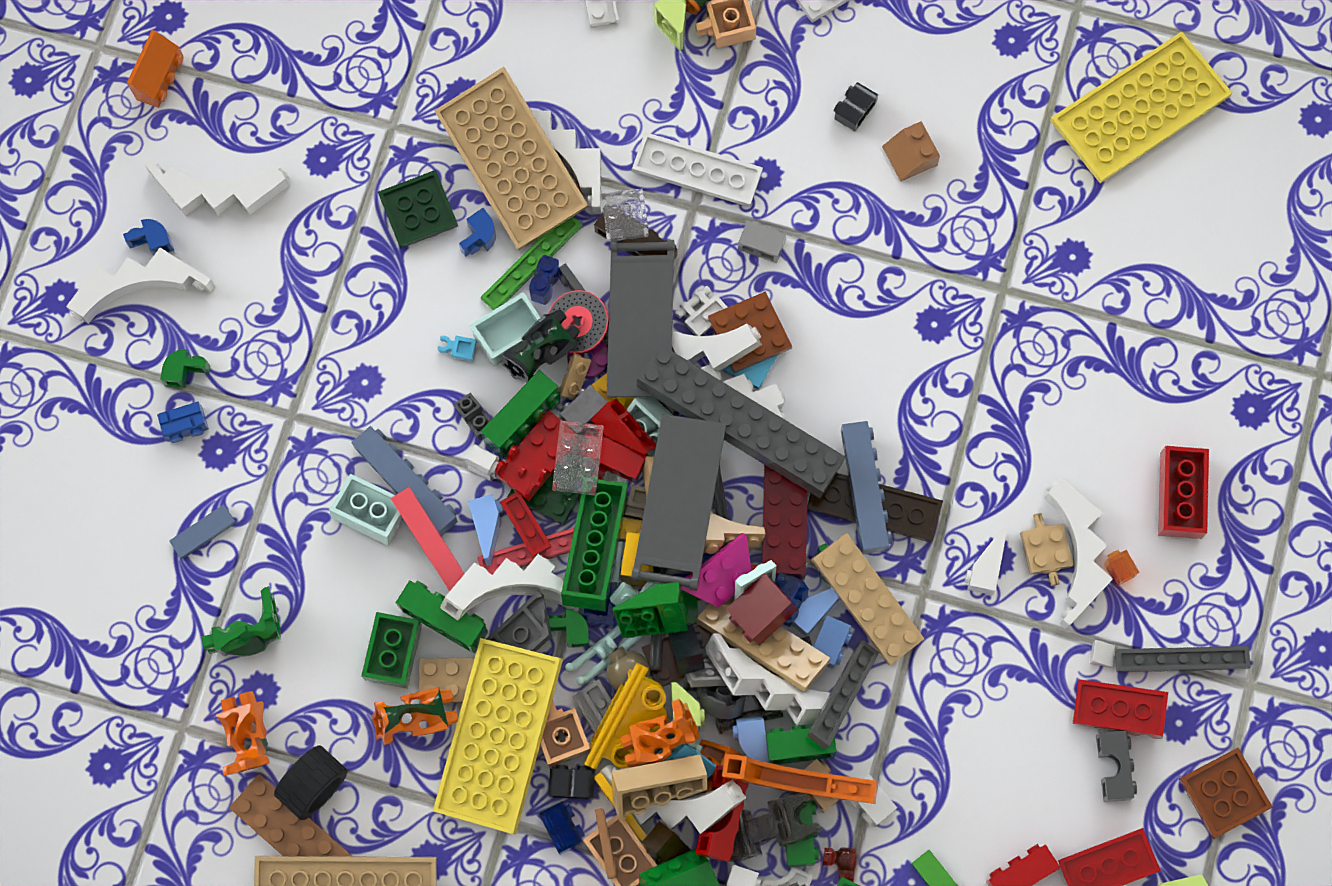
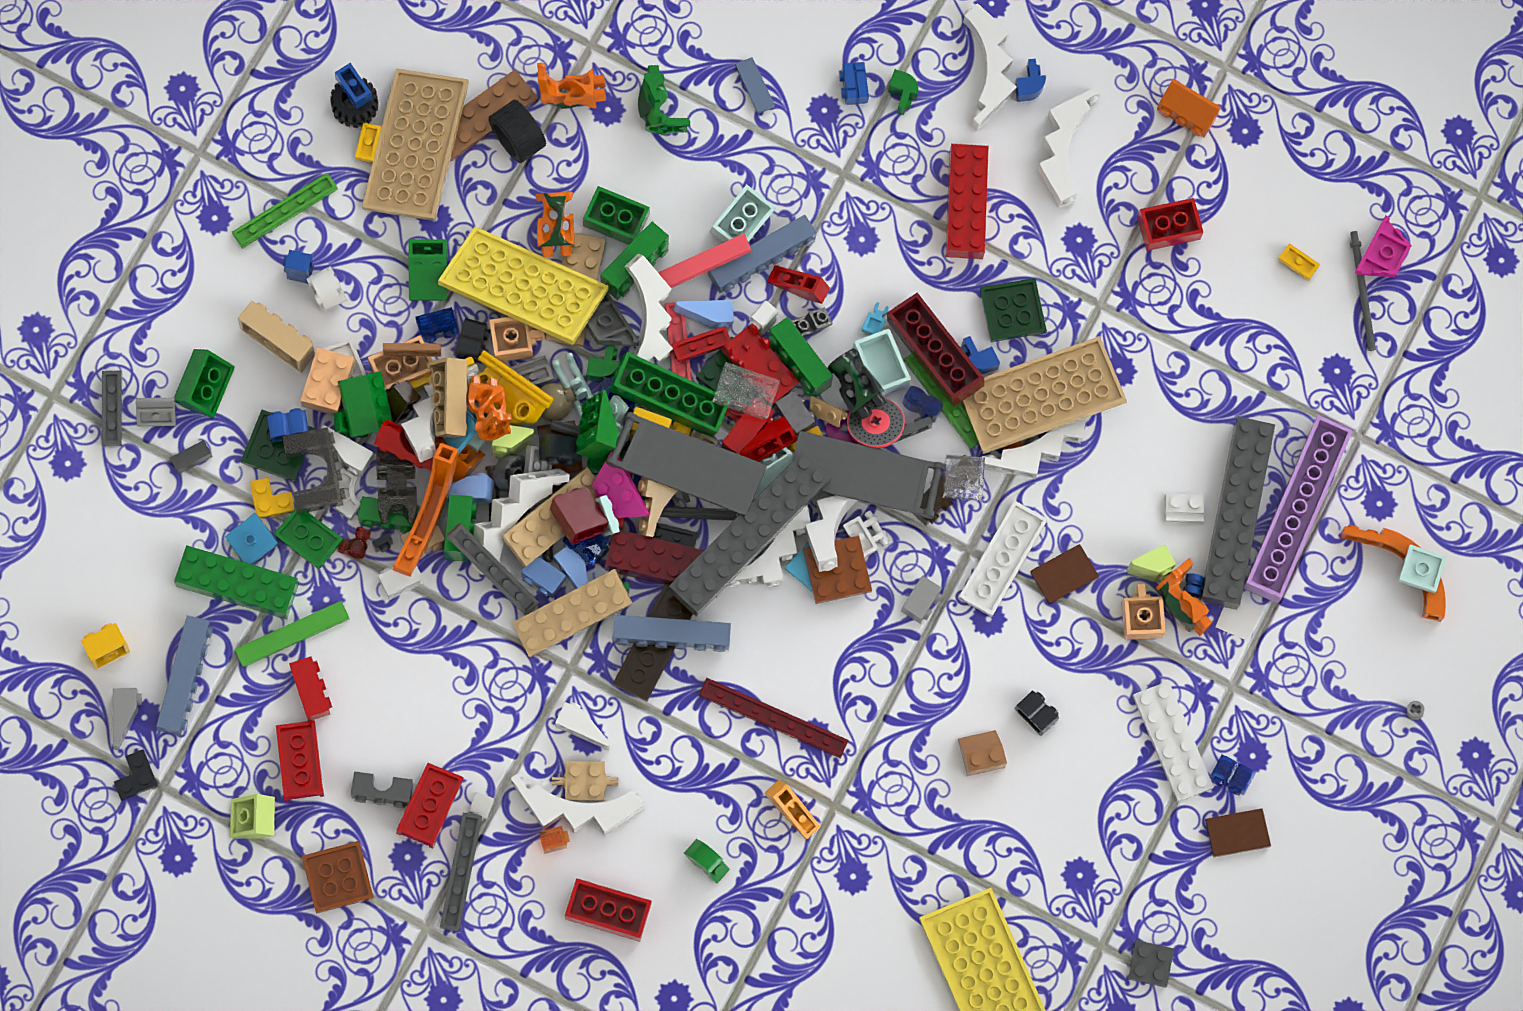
camera: 90 degrees right, 0 degrees up
(291, 66) = (1170, 224): none -> red brick
(302, 277) = (967, 201): none -> red brick
(431, 436) = (799, 283): none -> red slope
(482, 274) = (935, 349): none -> dark red brick
(497, 853) = (426, 265): none -> green slope
(699, 108) = (1064, 574): none -> reddish brown tile
(752, 508) = (675, 535): none -> black plate
(835, 830) = (382, 543): none -> black plate
(925, 369) = (773, 718): none -> dark red tile
(1020, 328) = (792, 808): none -> light orange slope
(1100, 403) = (707, 860): none -> green brick

